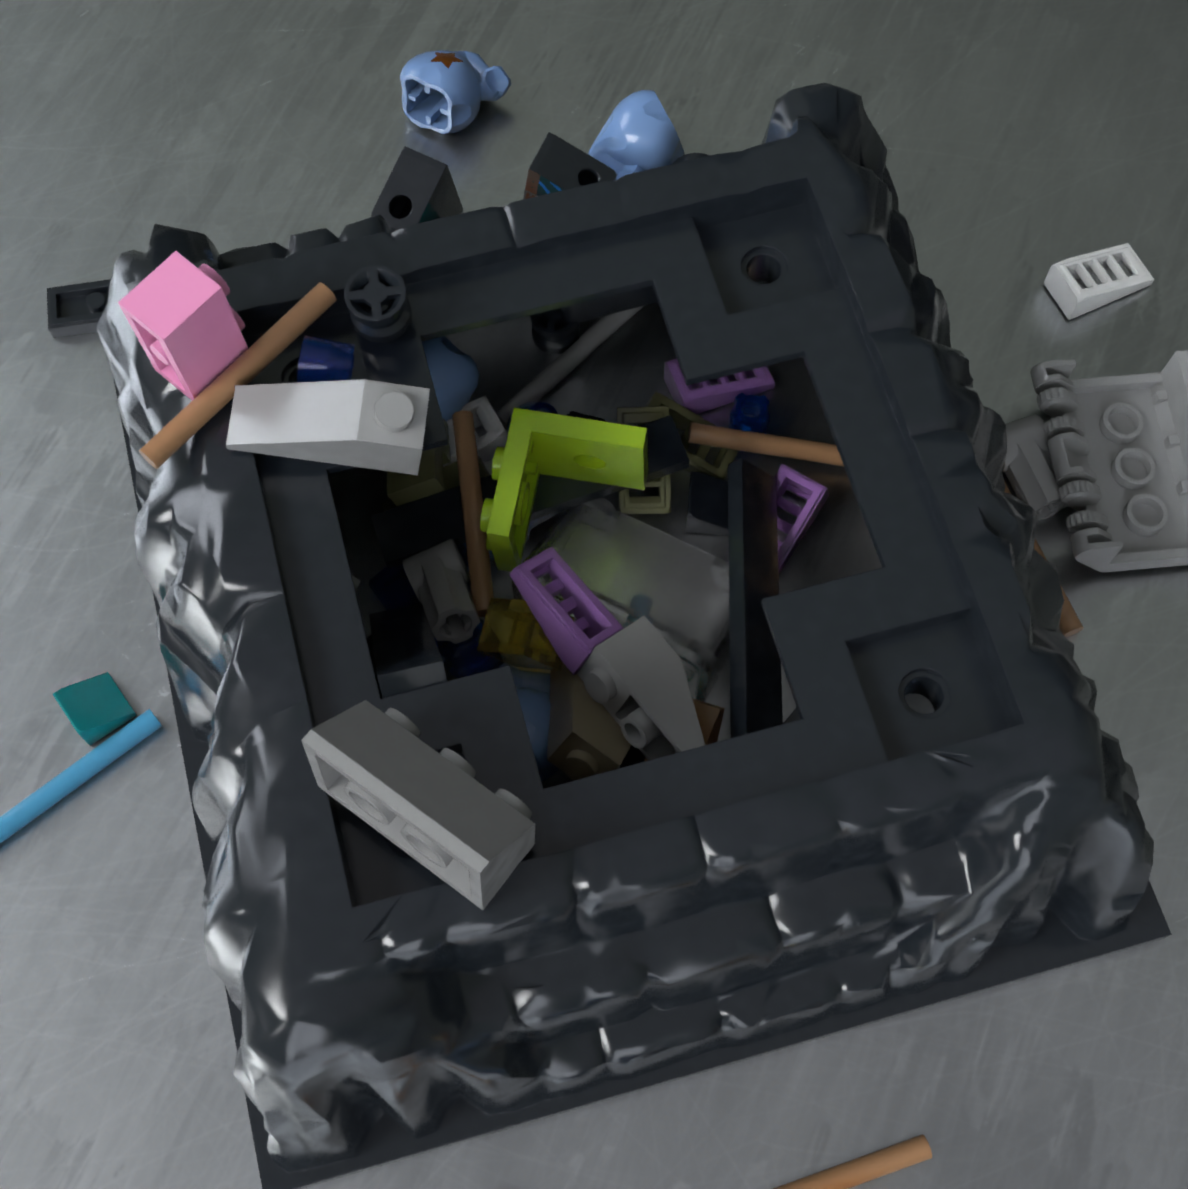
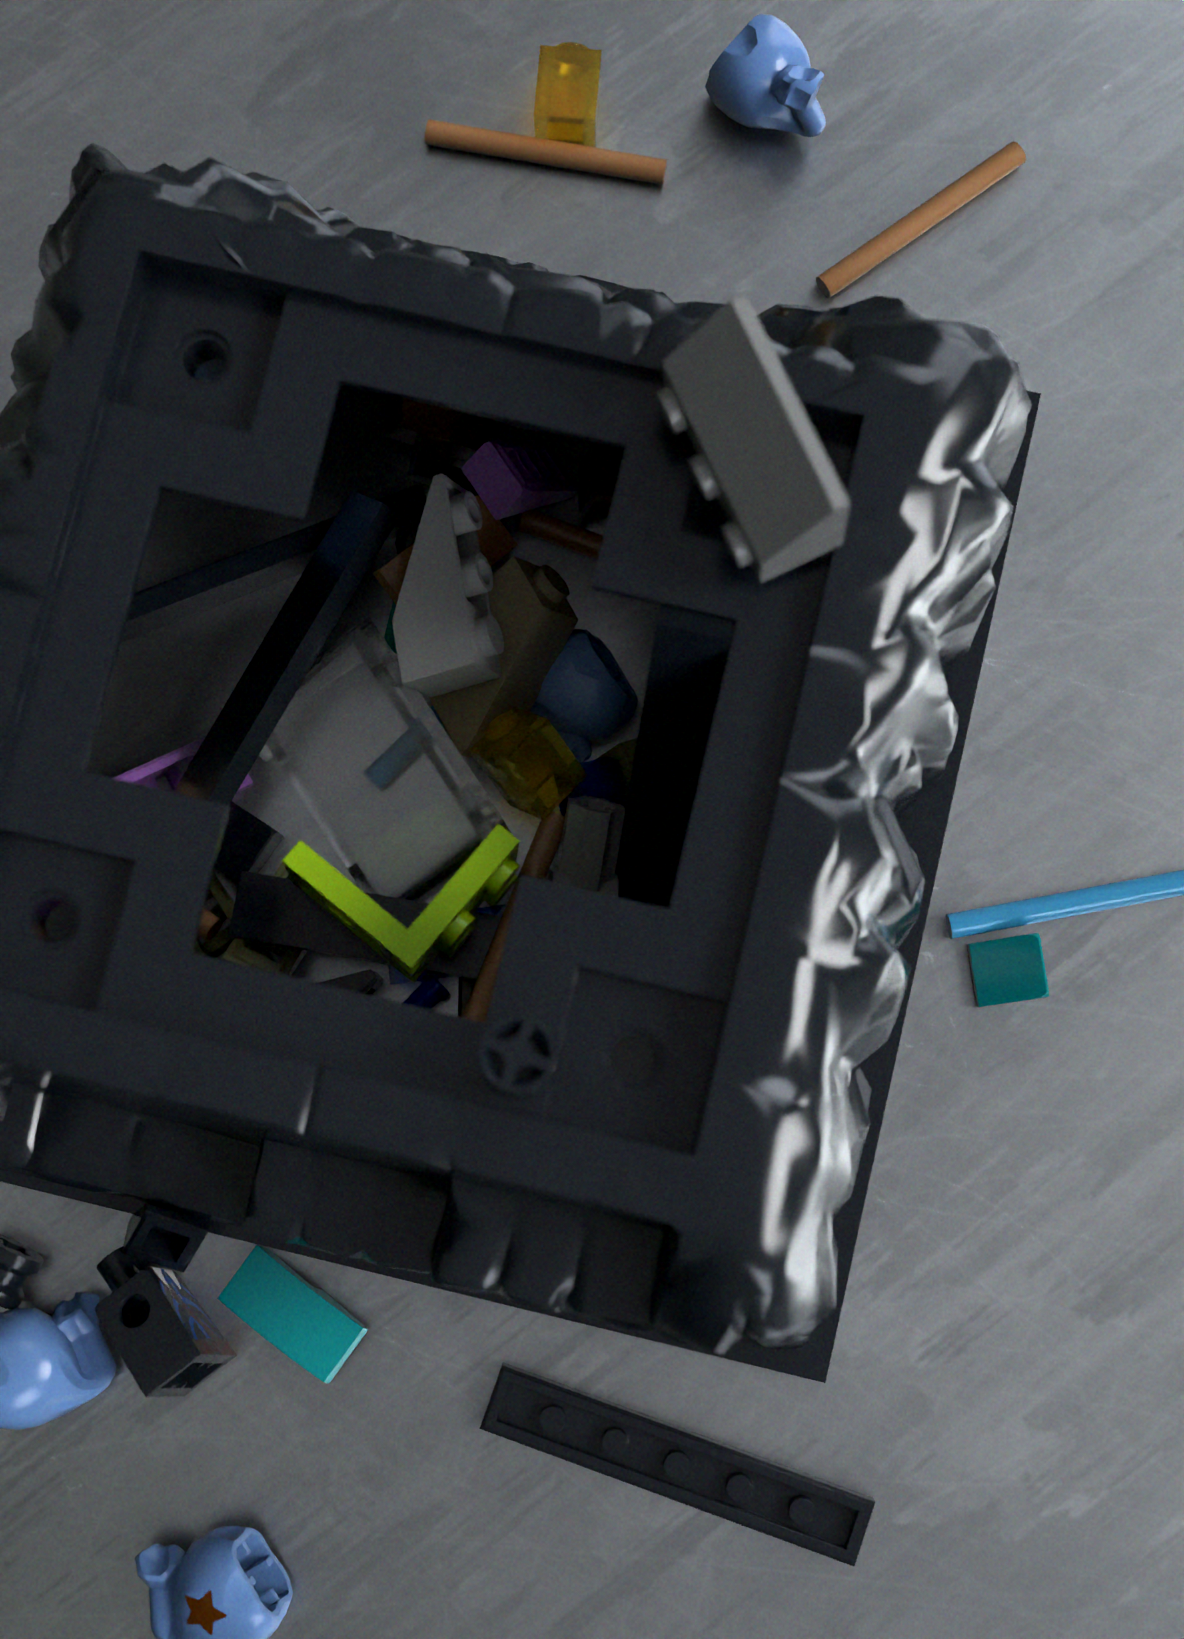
camera: 150 degrees left, 15 degrees up
(185, 323) = (749, 1105): bright pink brick -> none
(240, 372) = (712, 1054): medium nougat bar -> none
(325, 360) = (612, 1014): clear blue hose -> none
(332, 422) = (641, 927): light grey slope -> none
(417, 192) = (342, 1425): black torso -> none
(569, 639) = (451, 712): medium lavender slope -> none

